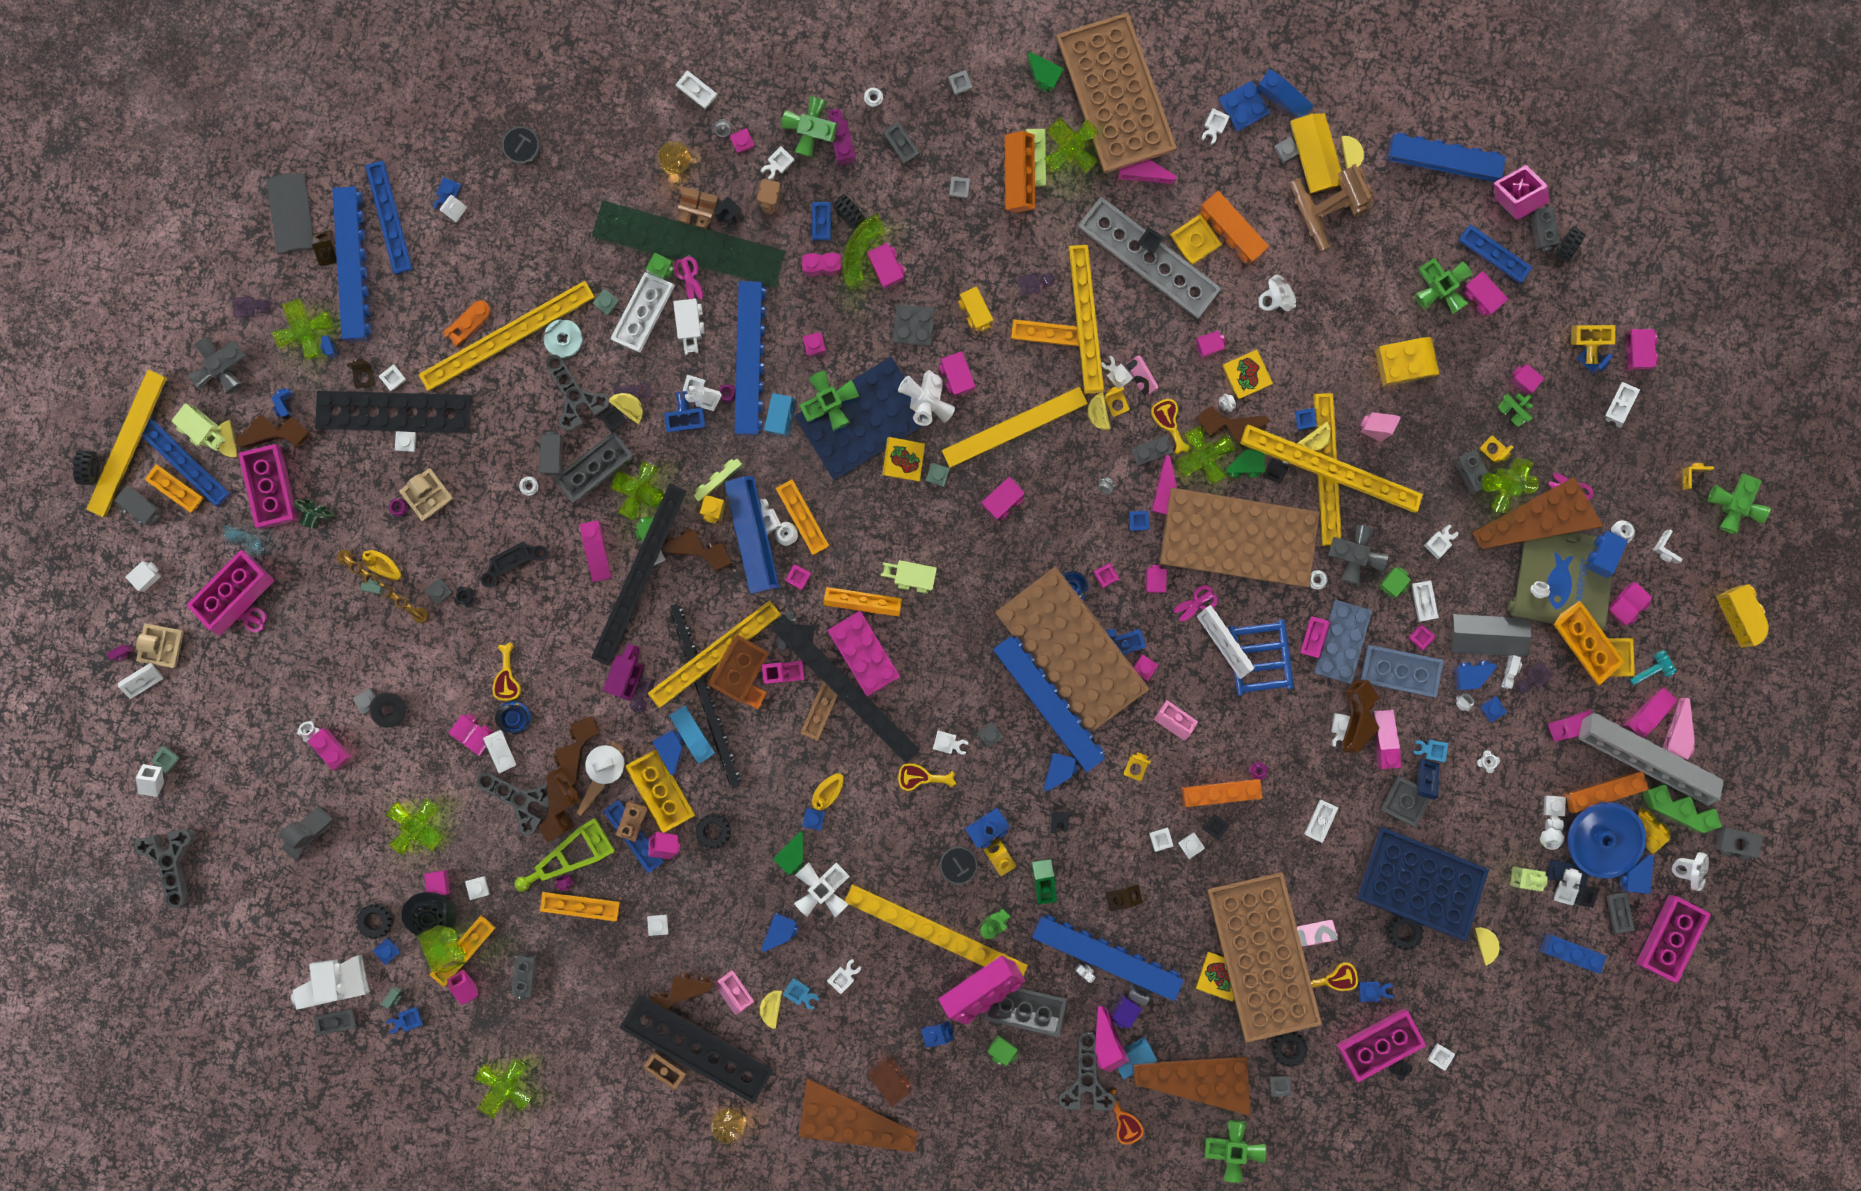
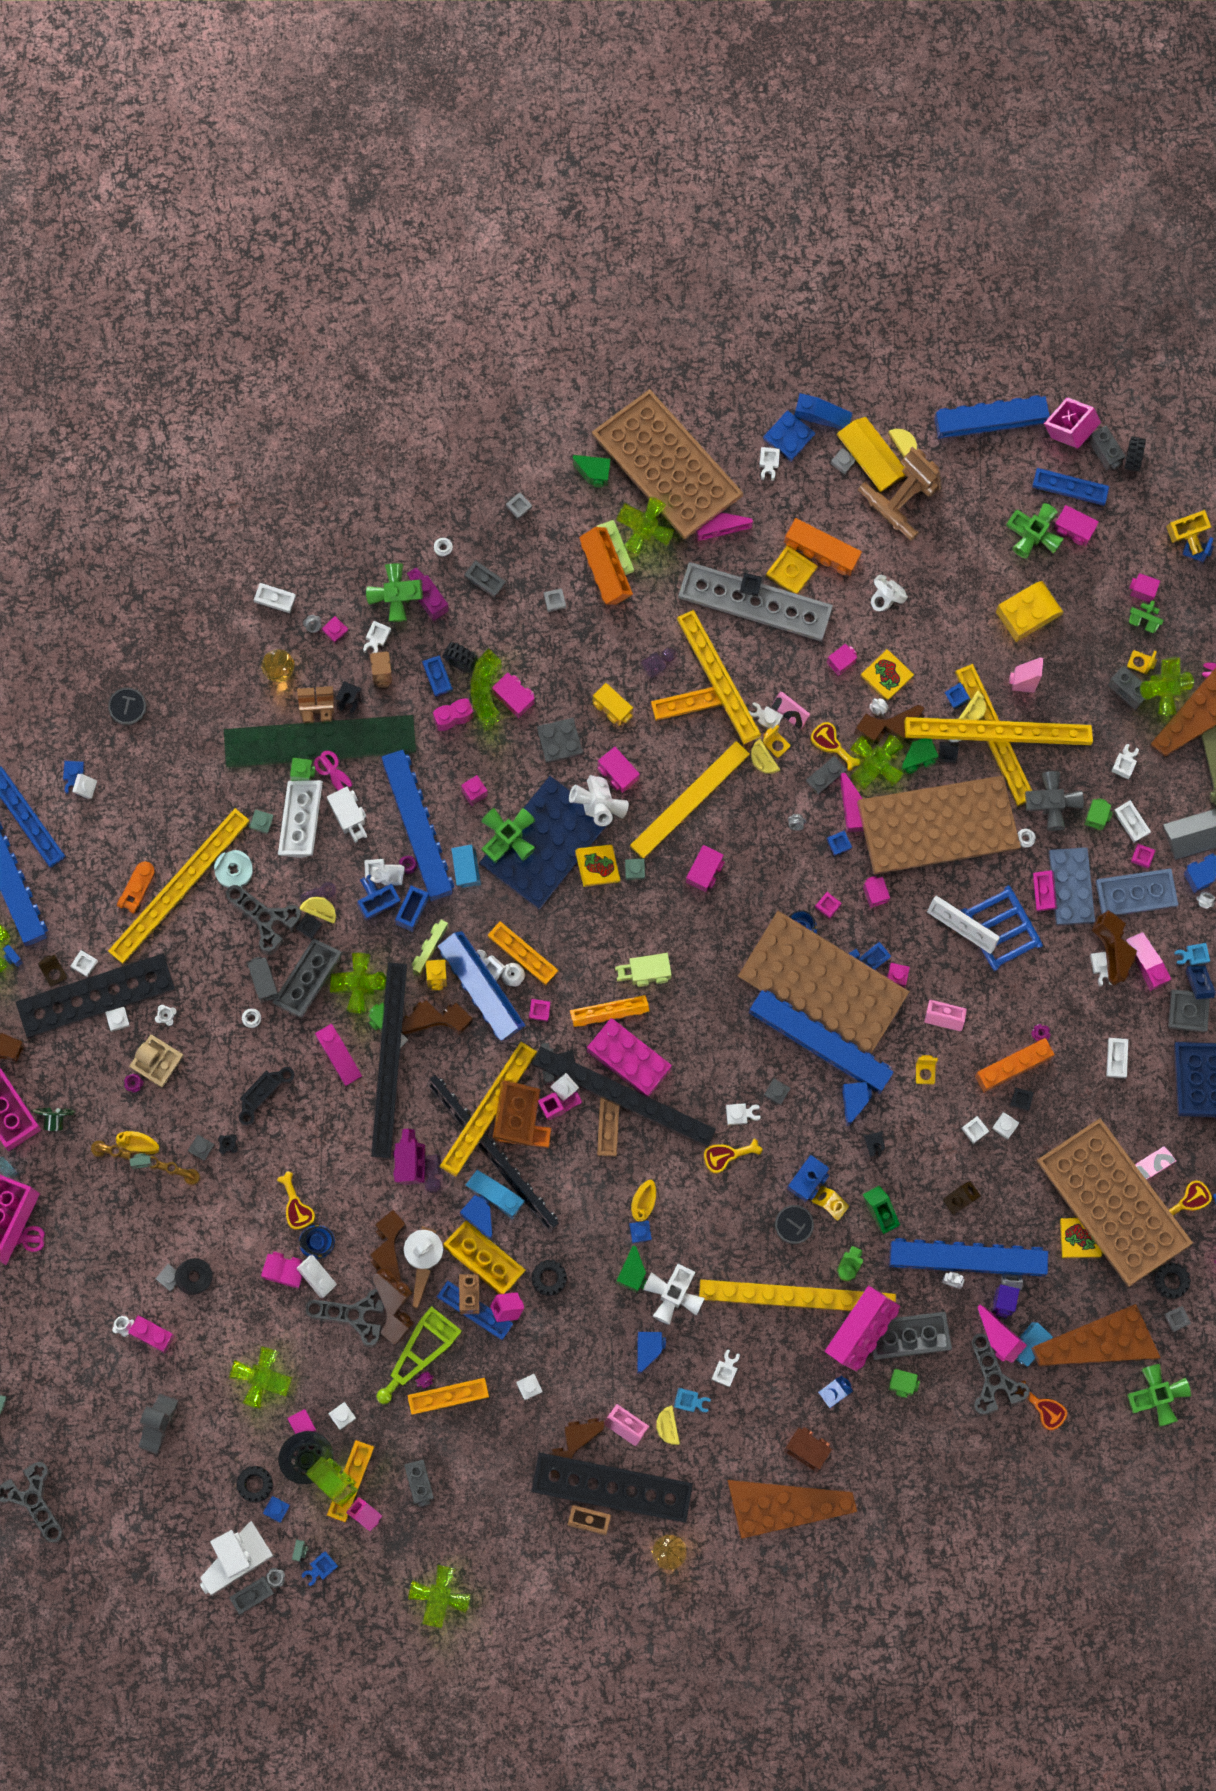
camera: 20 degrees left, 10 degrees down
(358, 1013) = (280, 1578): none -> light grey plate
(450, 449) = (165, 1010): none -> white plate
(714, 437) = (412, 908): none -> blue brick
(791, 660) = (564, 1086): none -> white plate
(1192, 605) = (920, 903): dark pink piece -> none

